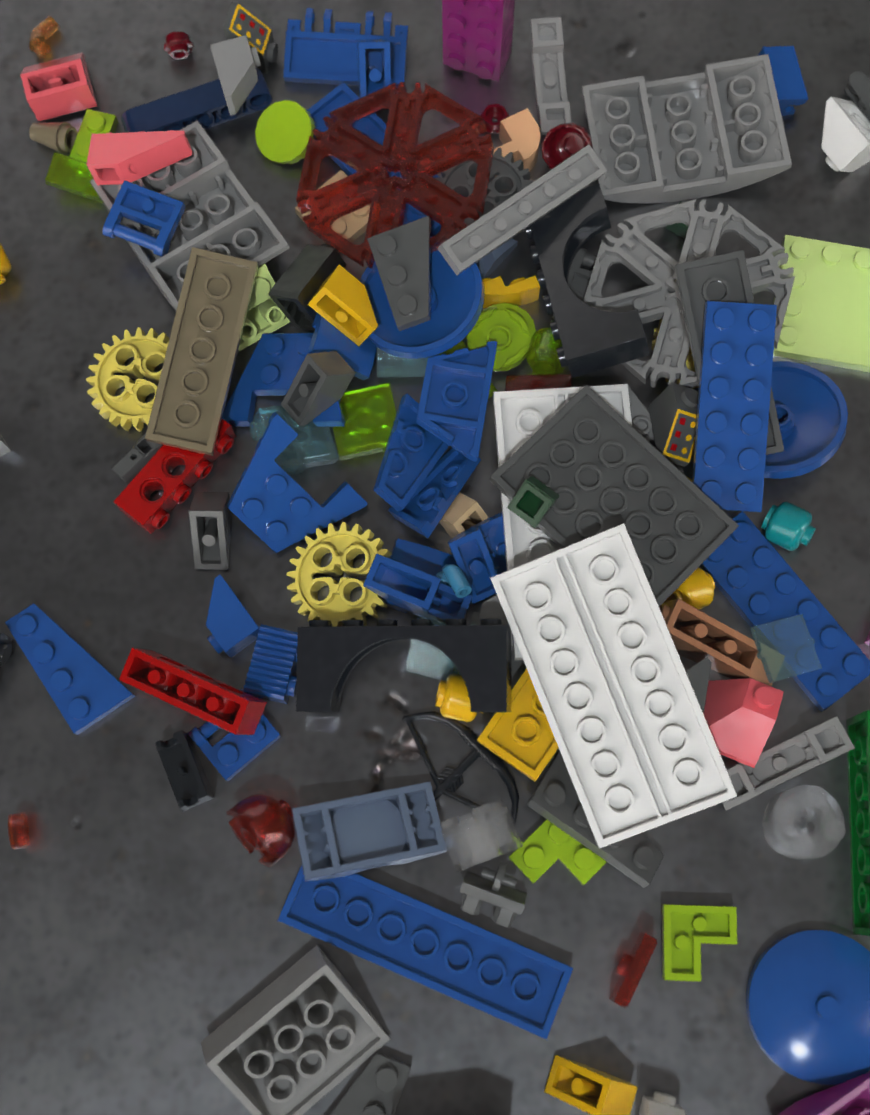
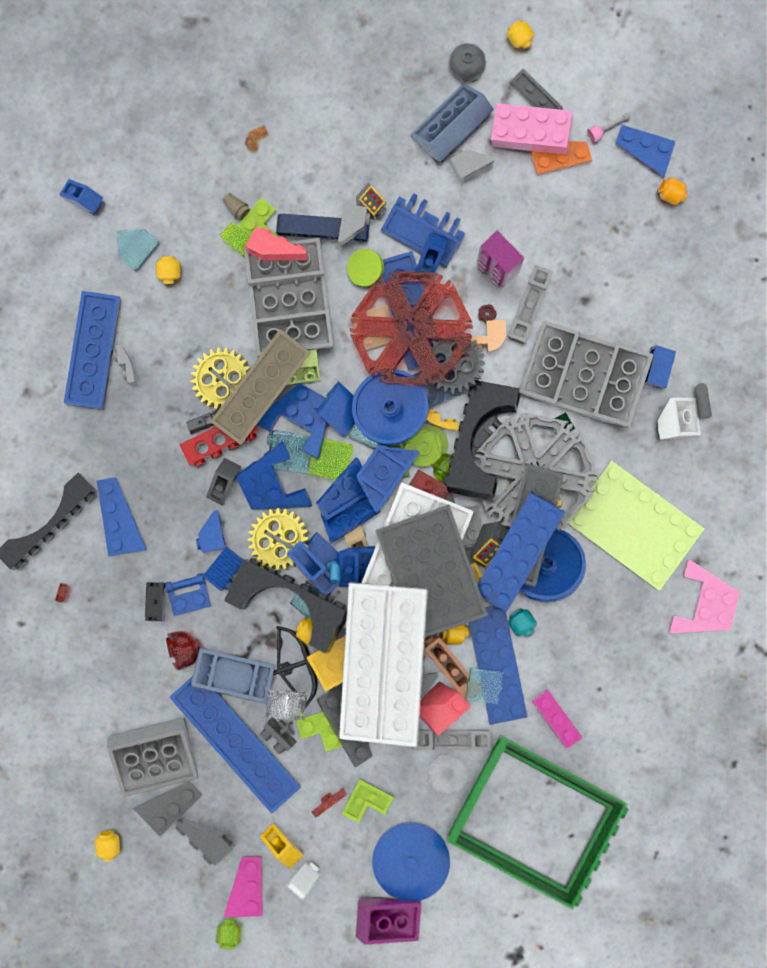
camera: 25 degrees right, 10 degrees up
(58, 87) = (251, 175): coral slope -> none
(147, 209) = (267, 286): blue plate -> none
(178, 45) = (330, 180): dark red plate -> none
(193, 691) = (177, 565): red brick -> none
(302, 281) = (337, 368): pearl dark grey slope -> none
(317, 386) = (312, 434): dark grey slope -> none
(345, 305) = (347, 394): yellow slope -> none
(404, 269) = (387, 391): dark grey wing -> none
(522, 210) = (468, 387): light grey plate -> none
(533, 501) = (390, 554): dark green slope -> none
(563, 142) = (516, 353): dark red hair -> none

